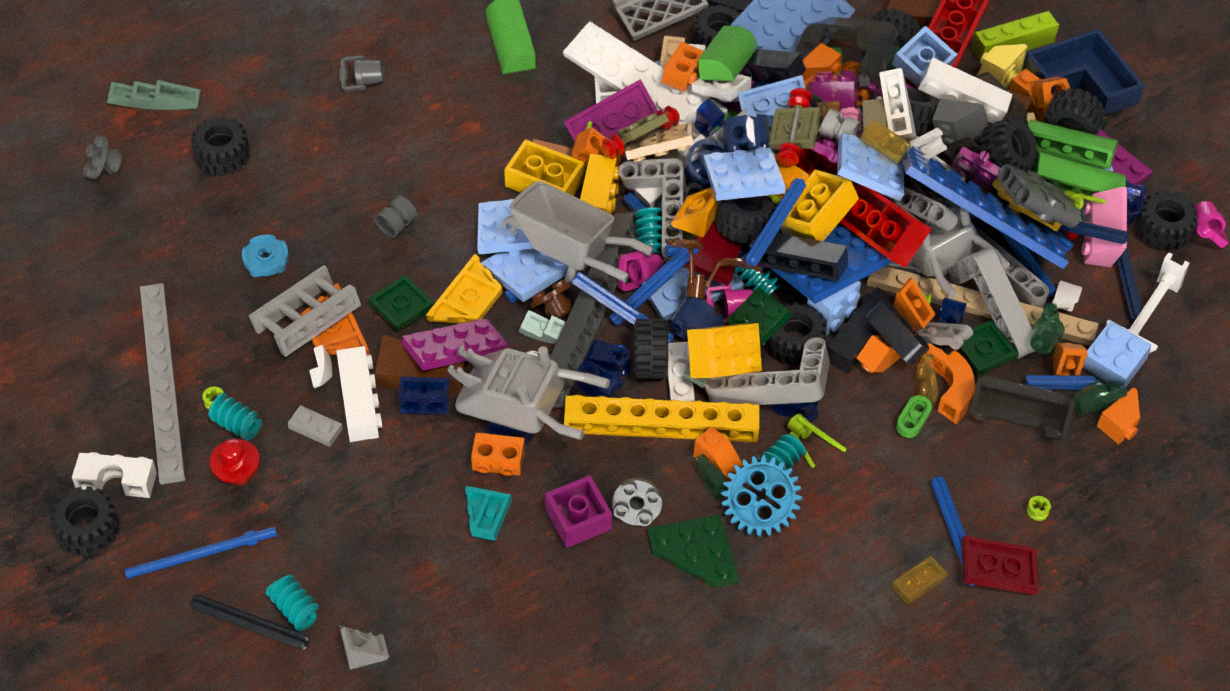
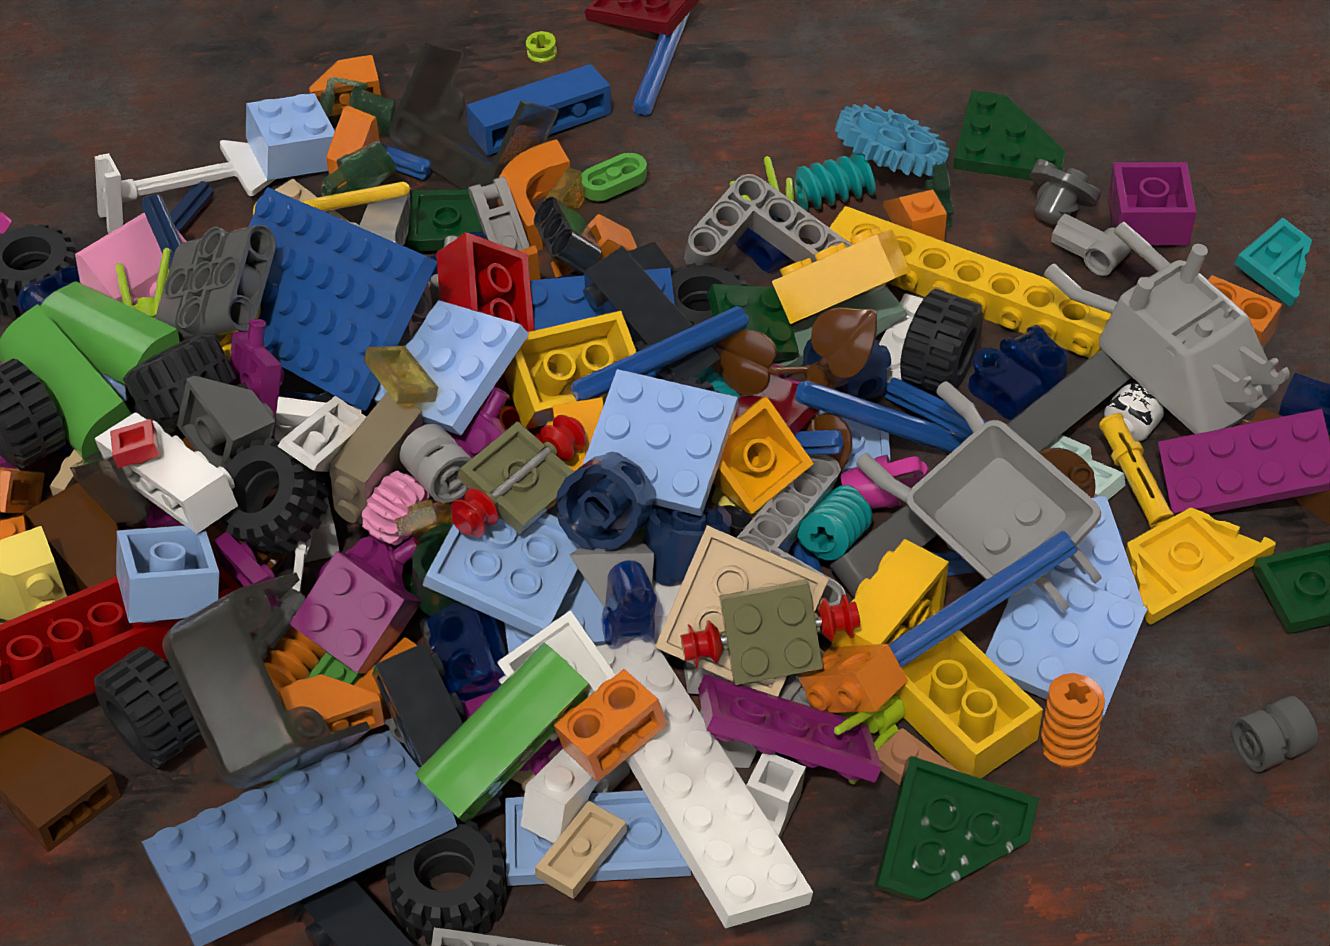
camera: 150 degrees left, 5 degrees down
(490, 178) = (1072, 720): none -> orange piece
(521, 333) = (1129, 456): none -> yellow pin
(529, 123) = (948, 828): none -> dark green plate
(551, 173) = (983, 597): none -> blue axle
(603, 476) = (1099, 249): none -> light grey piece
(919, 580) = (749, 23): clear yellow plate -> none
(981, 78) = (134, 443): none -> red plate
(993, 442) = (577, 94): none -> blue brick
(1082, 310) = (358, 197): none -> yellow piece

